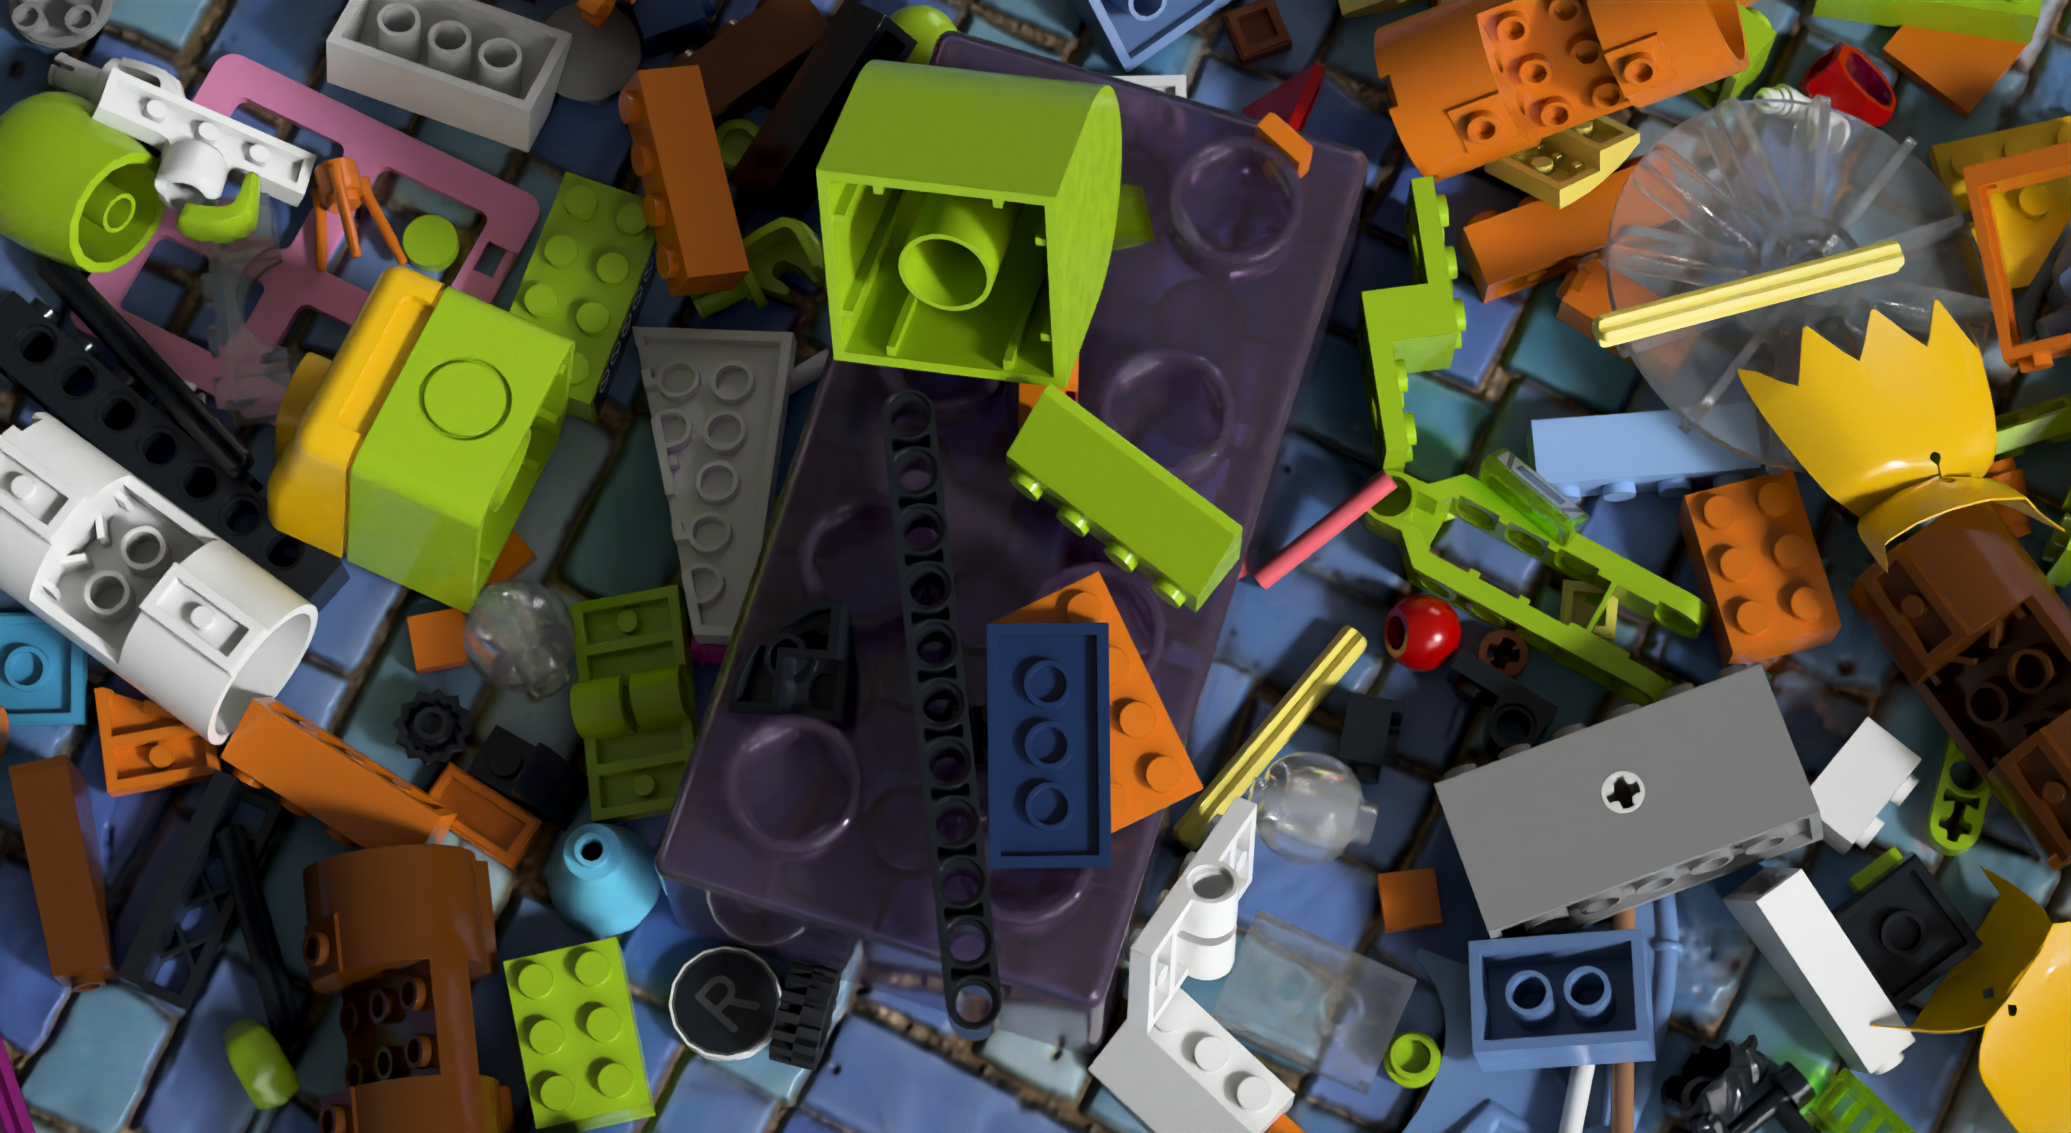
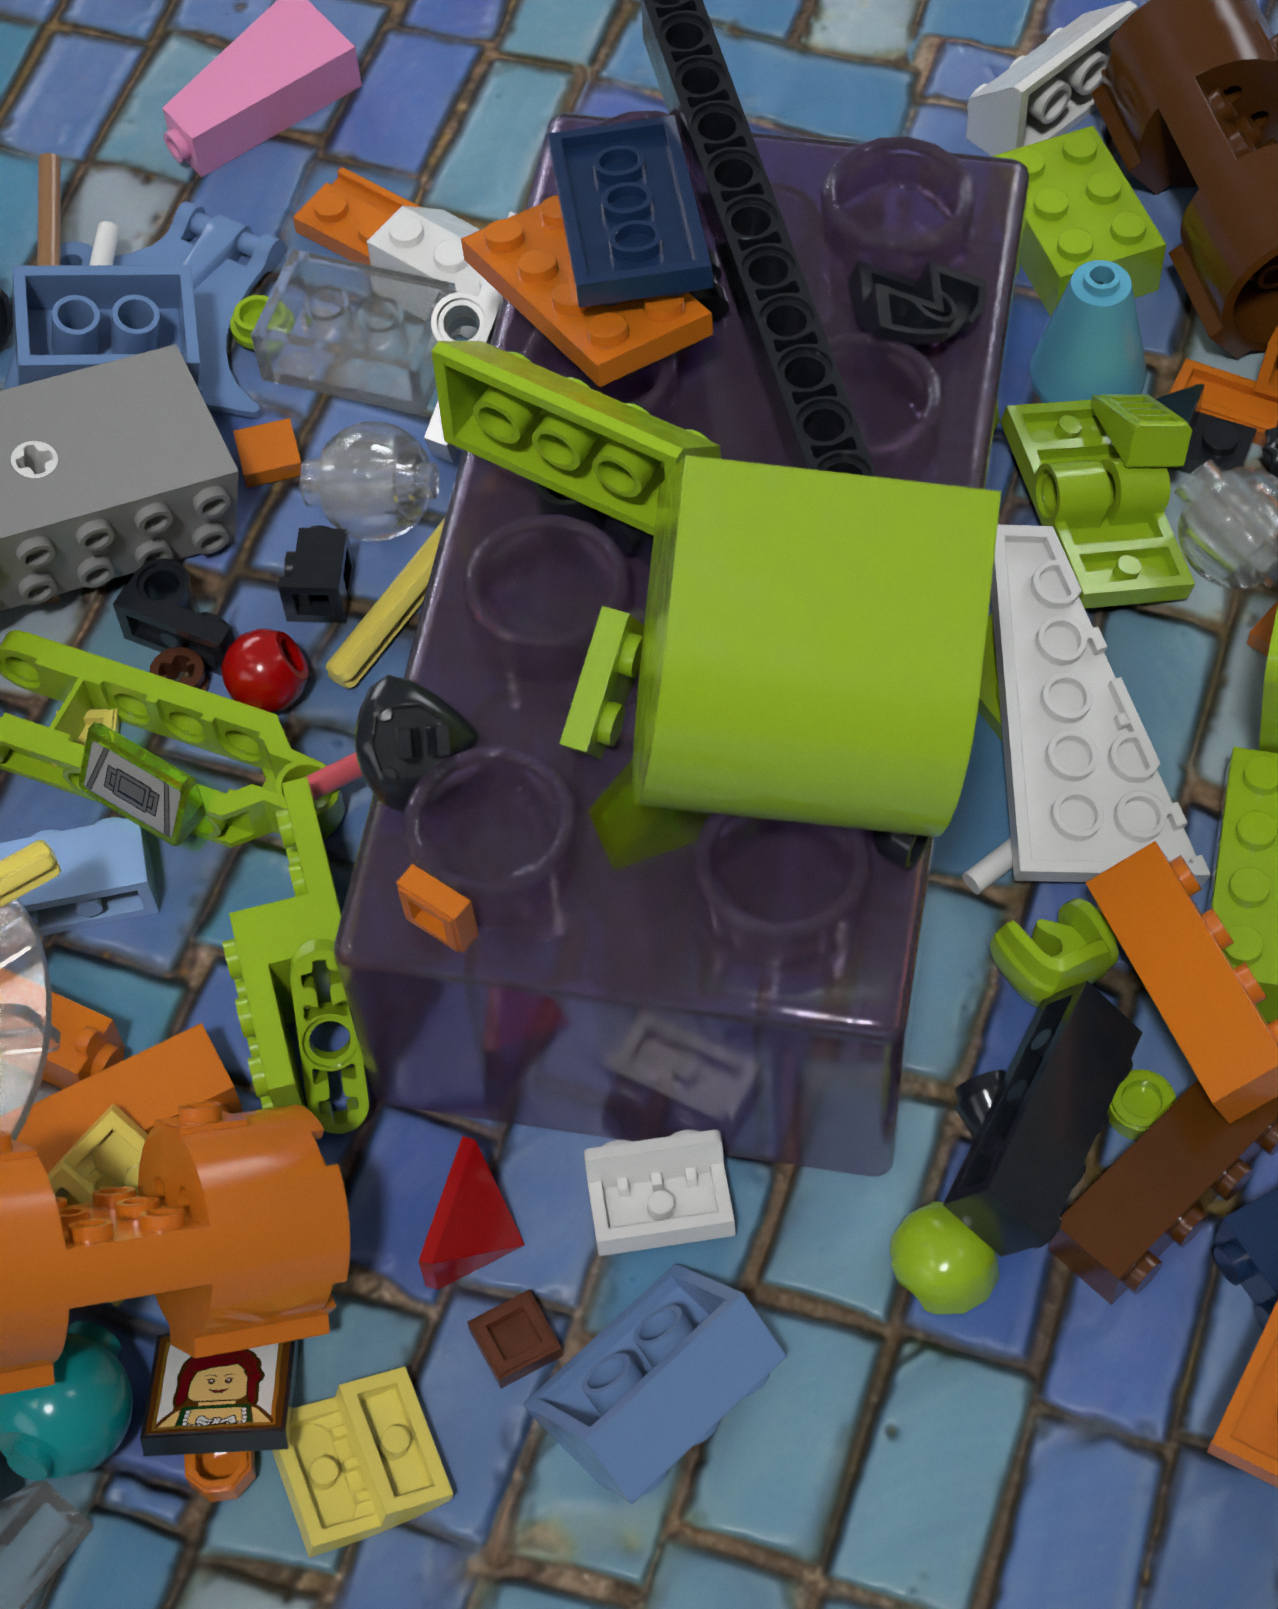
camera: 175 degrees right, 15 degrees down
(601, 730) = (1143, 430): none -> lime slope
(1123, 318) = (604, 684): none -> lime wing
(1291, 286) = (404, 735): none -> black piece
(1383, 249) = (317, 1083): none -> lime beam

